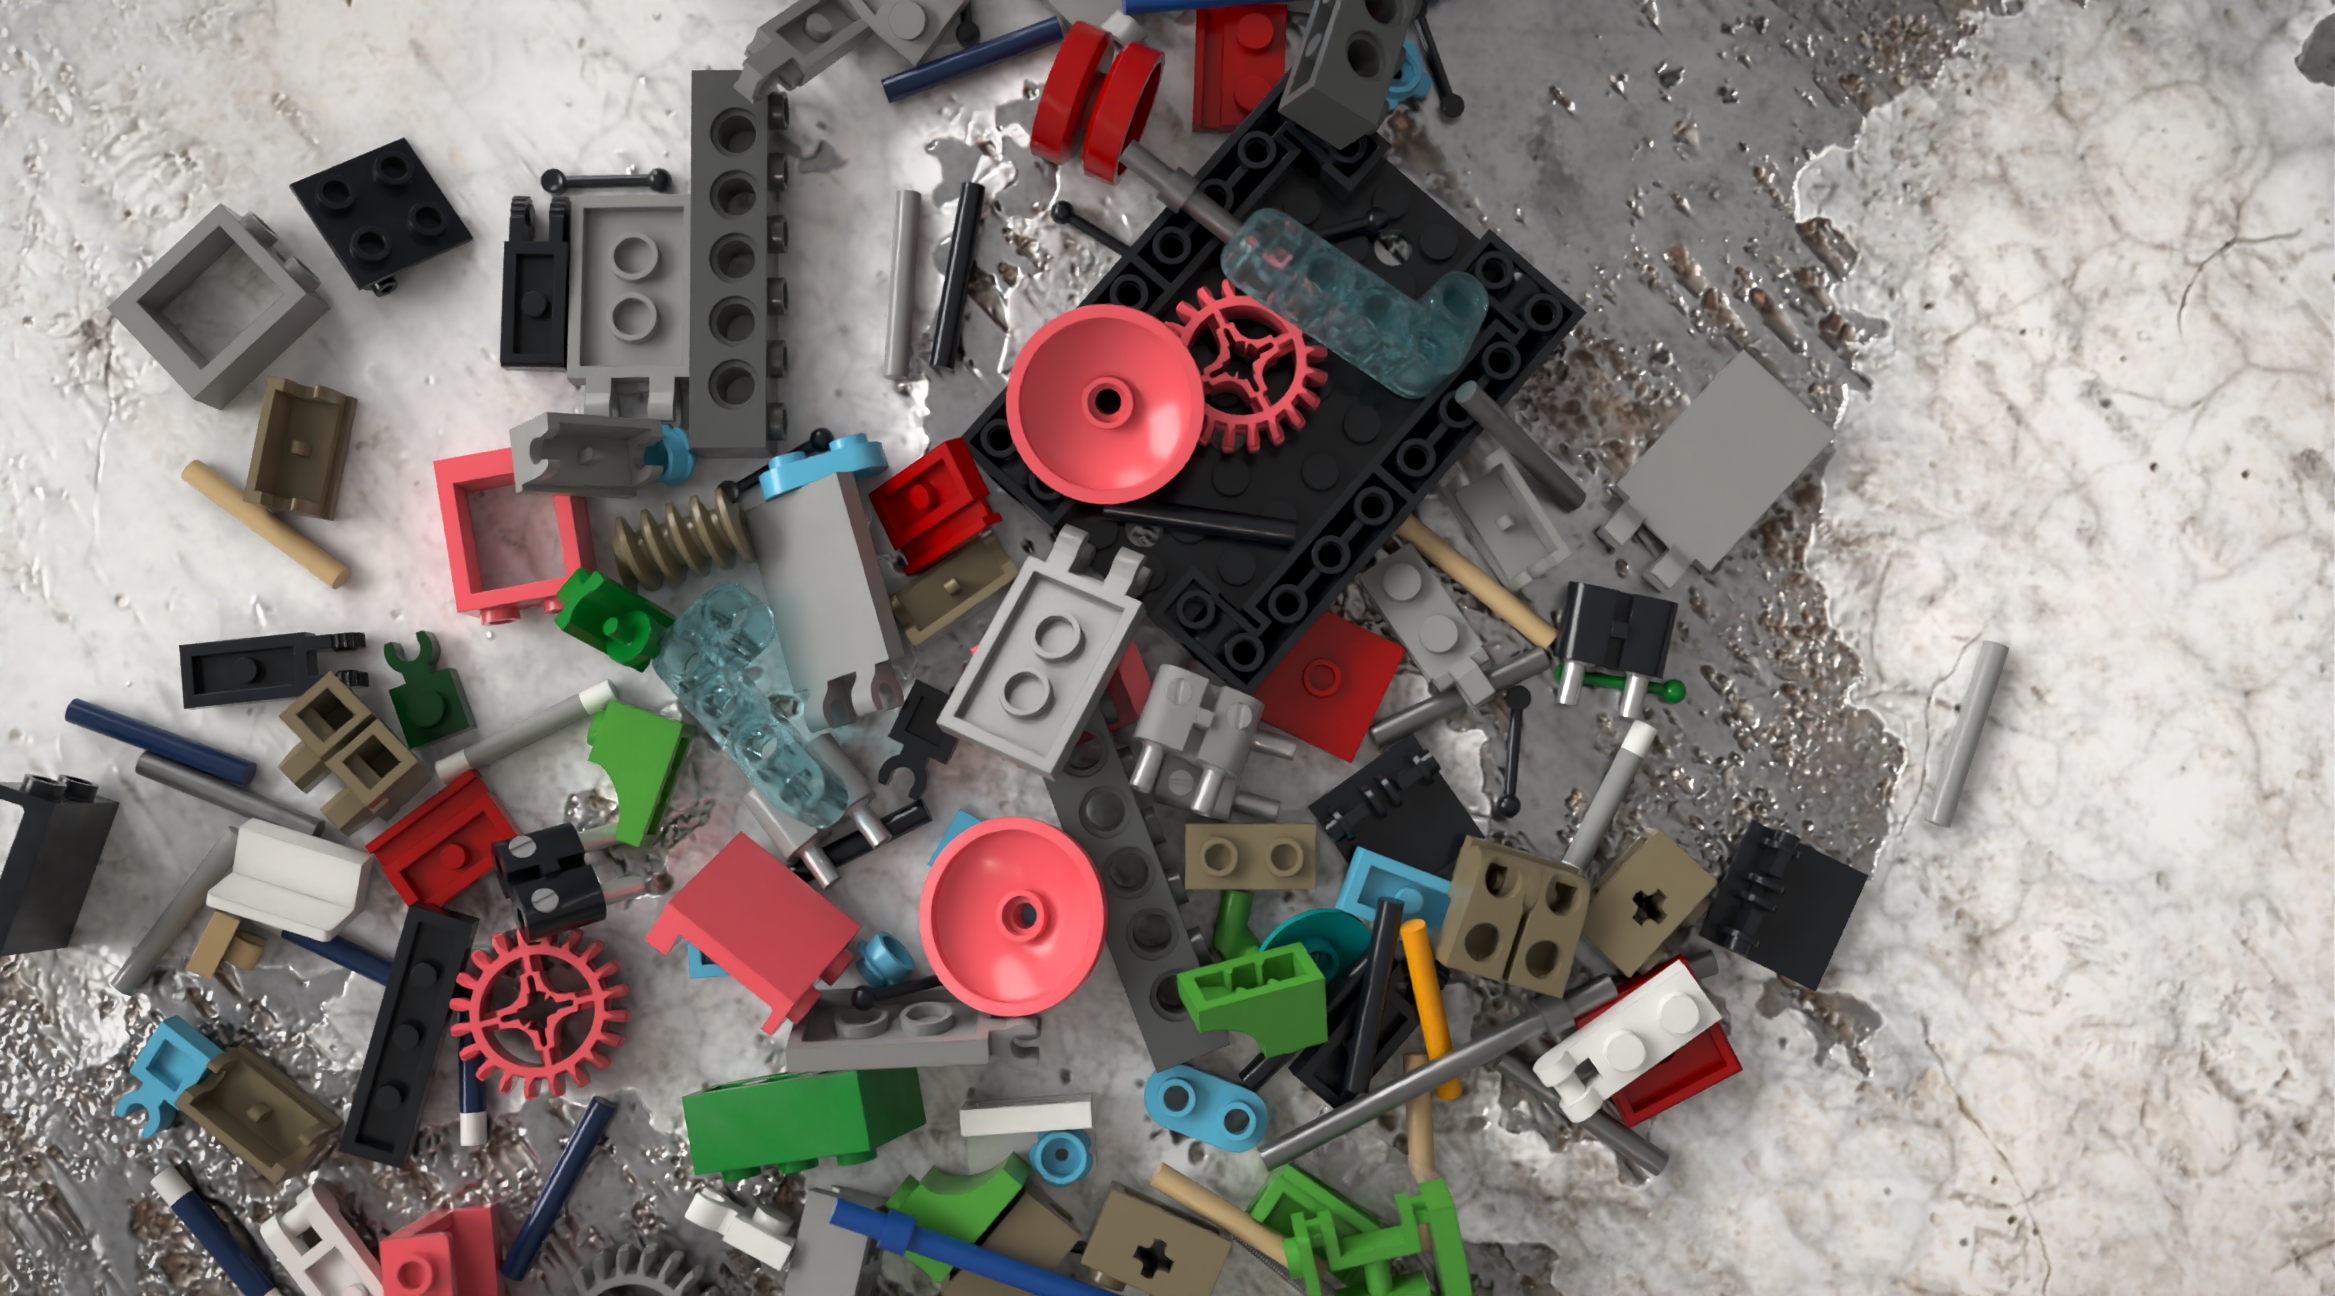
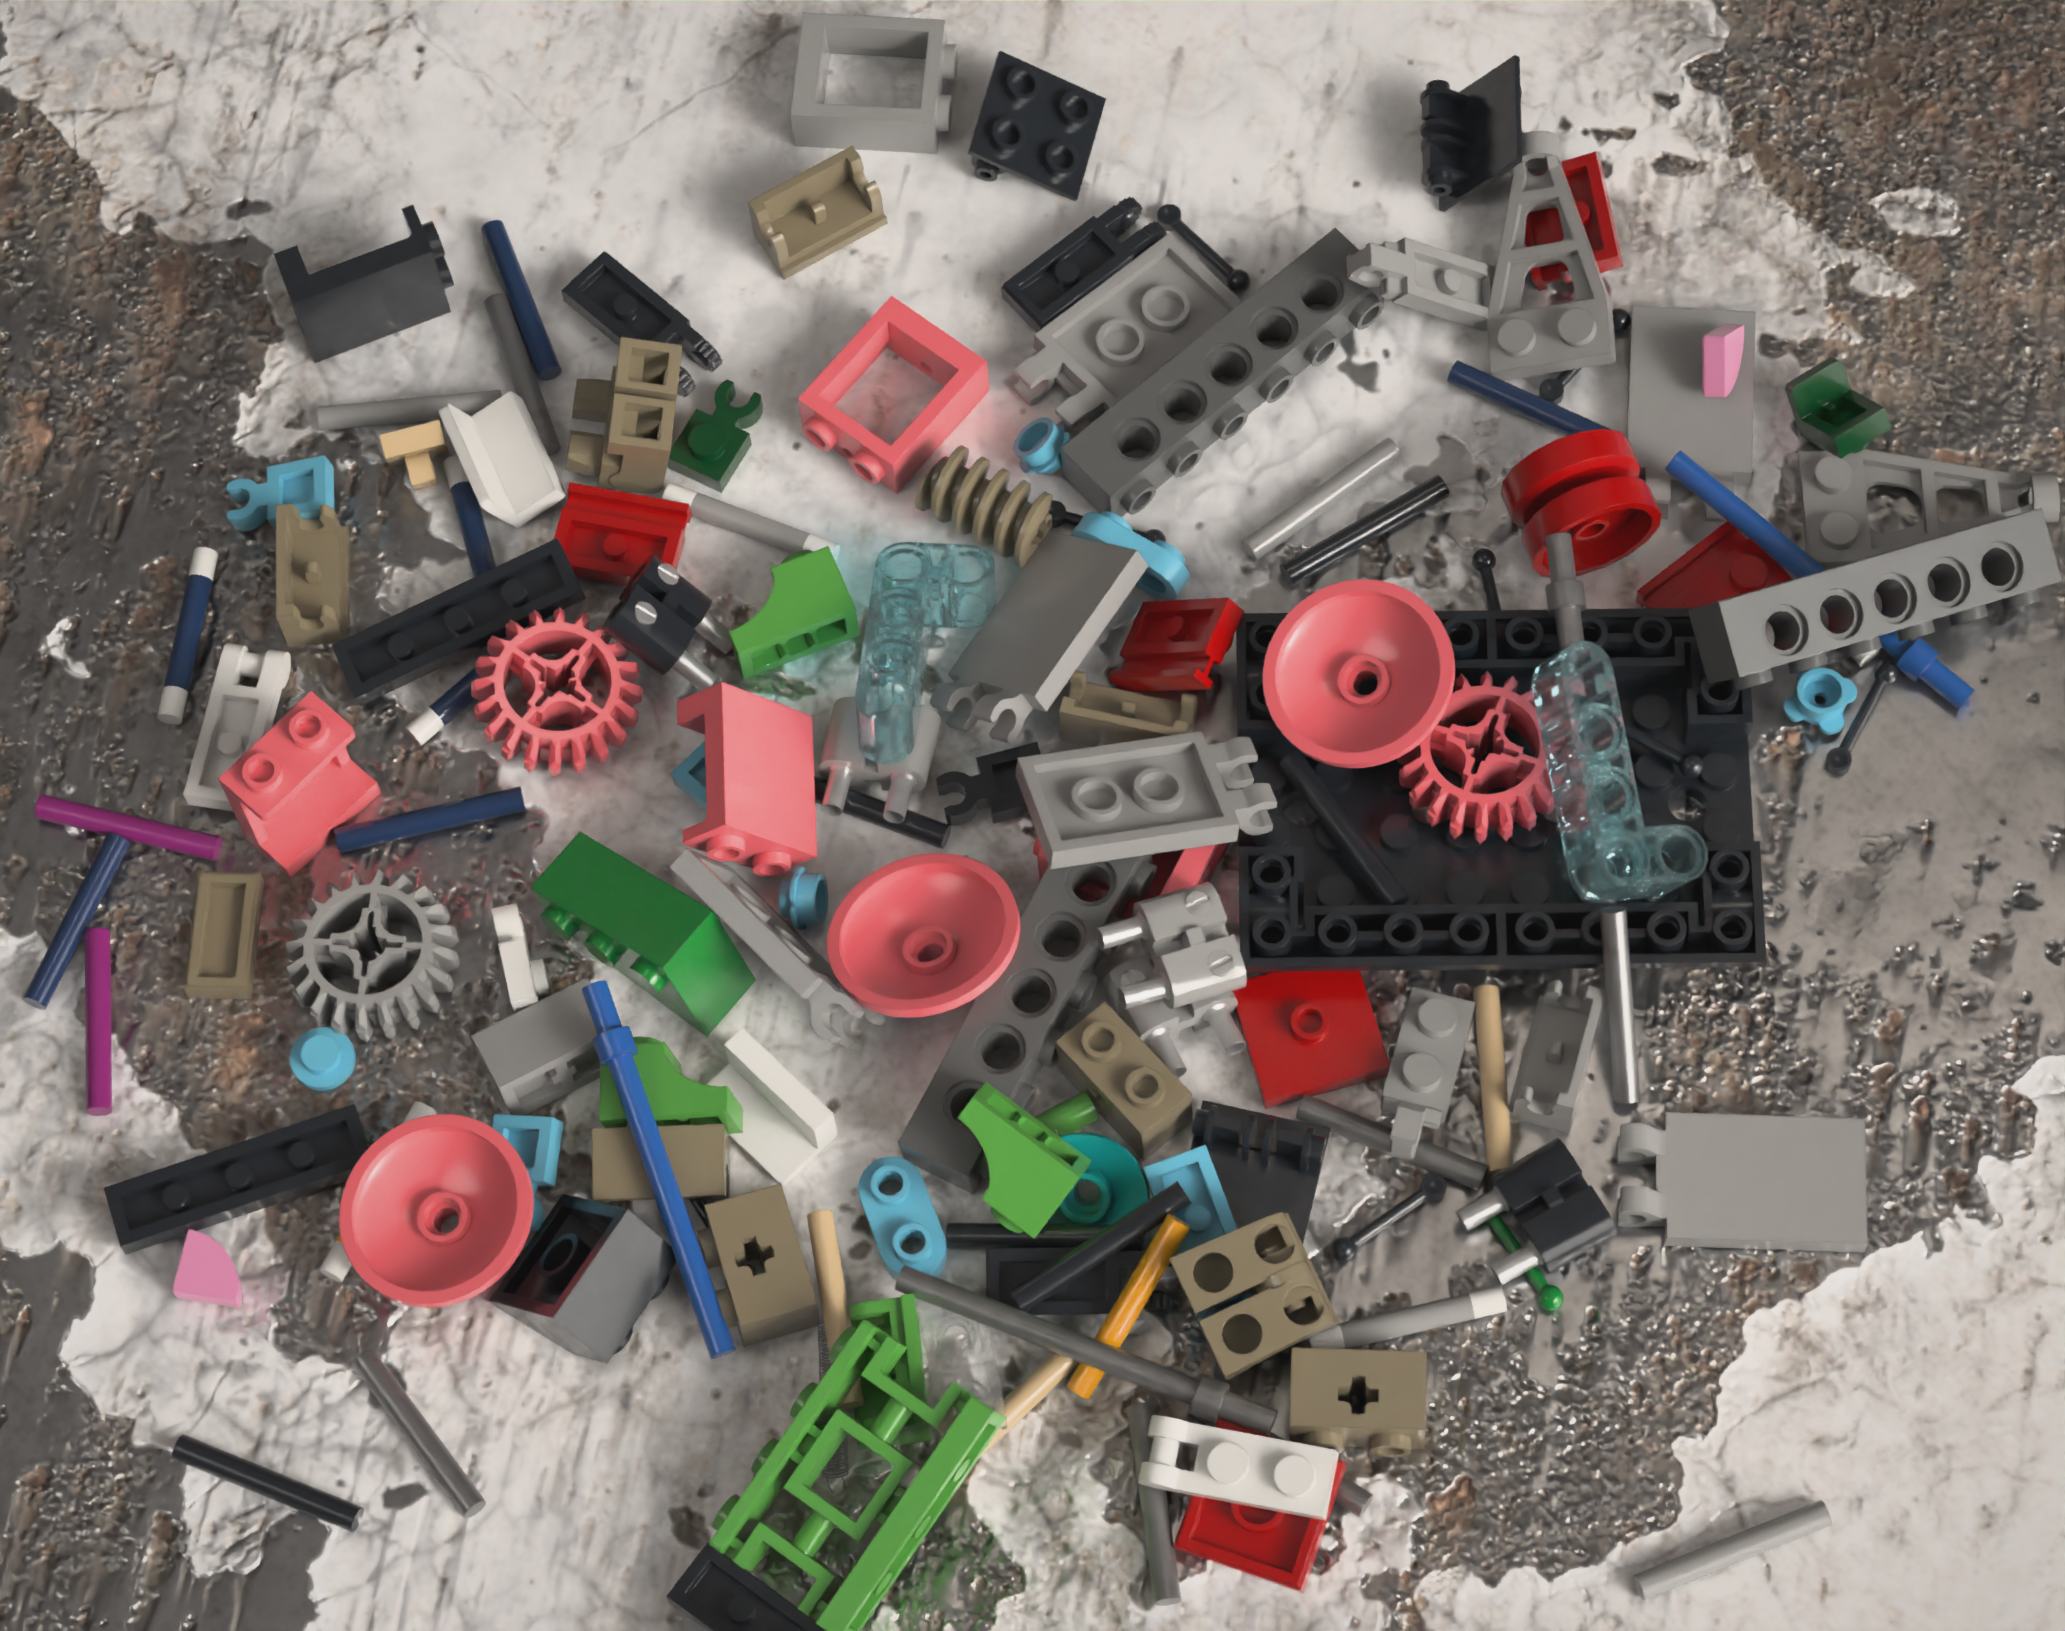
camera: 55 degrees right, 20 degrees down
(266, 524) = (741, 238): tan bar -> none
(583, 455) = (990, 383): light grey hinge -> none
(612, 618) = (888, 497): green hips -> none
(865, 997) = (767, 893): black hinge -> none
(1061, 1172) = (769, 1123): medium azure plate -> none
(1783, 905) = (1461, 1520): black hinge -> none

